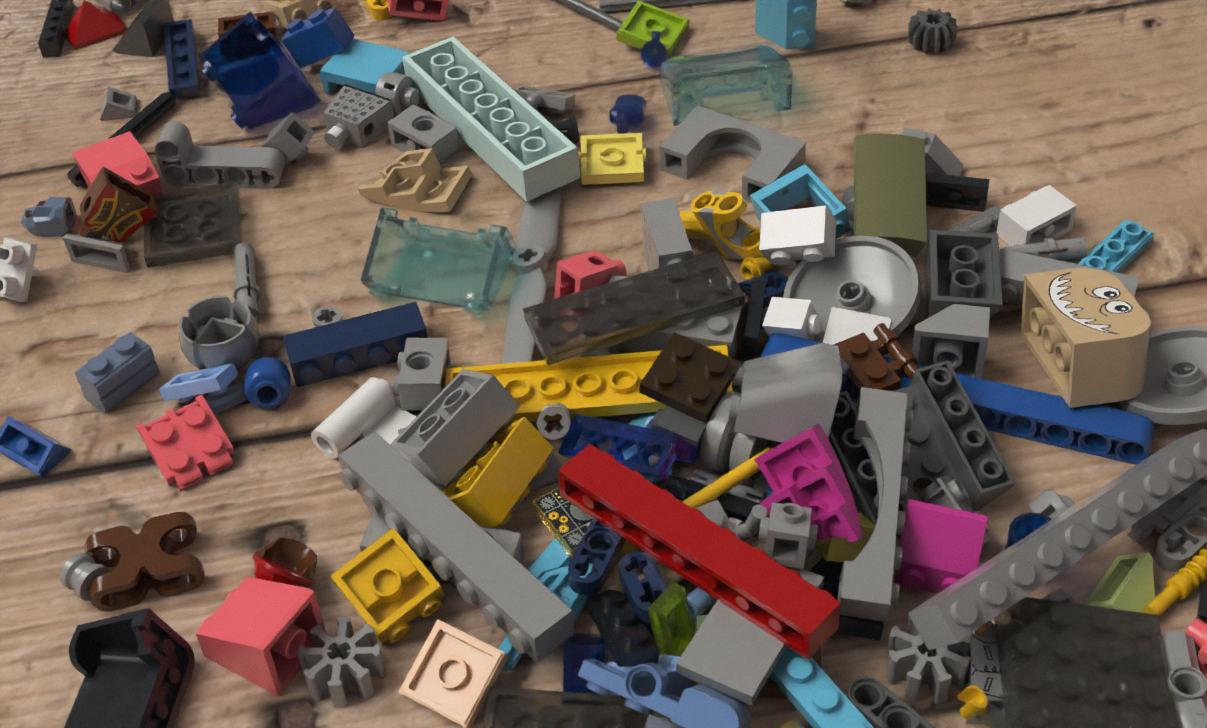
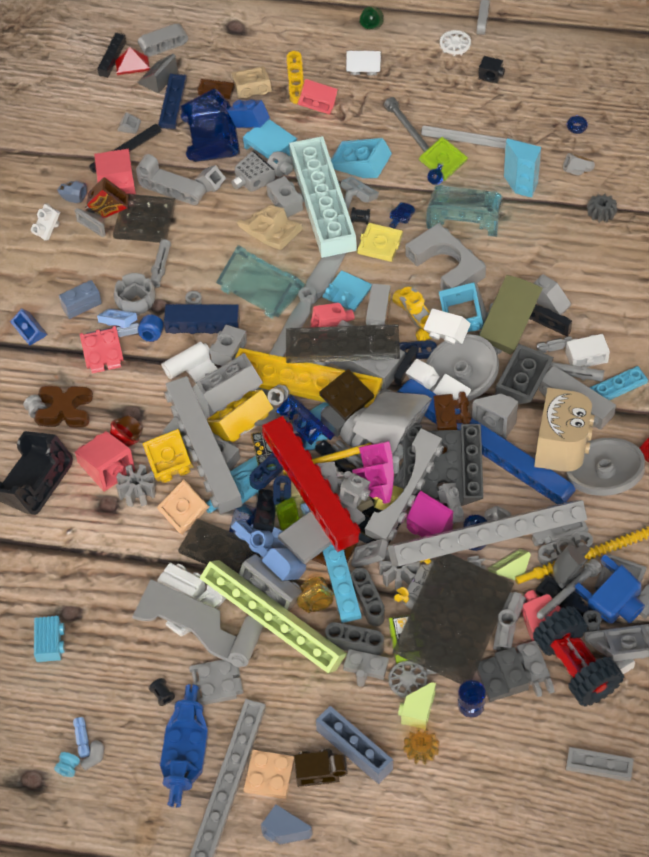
camera: 20 degrees right, 10 degrees up
(529, 54) = (361, 157): none -> medium azure slope
(592, 232) = (347, 290): none -> medium azure plate
(861, 646) = (369, 553): none -> light grey plate

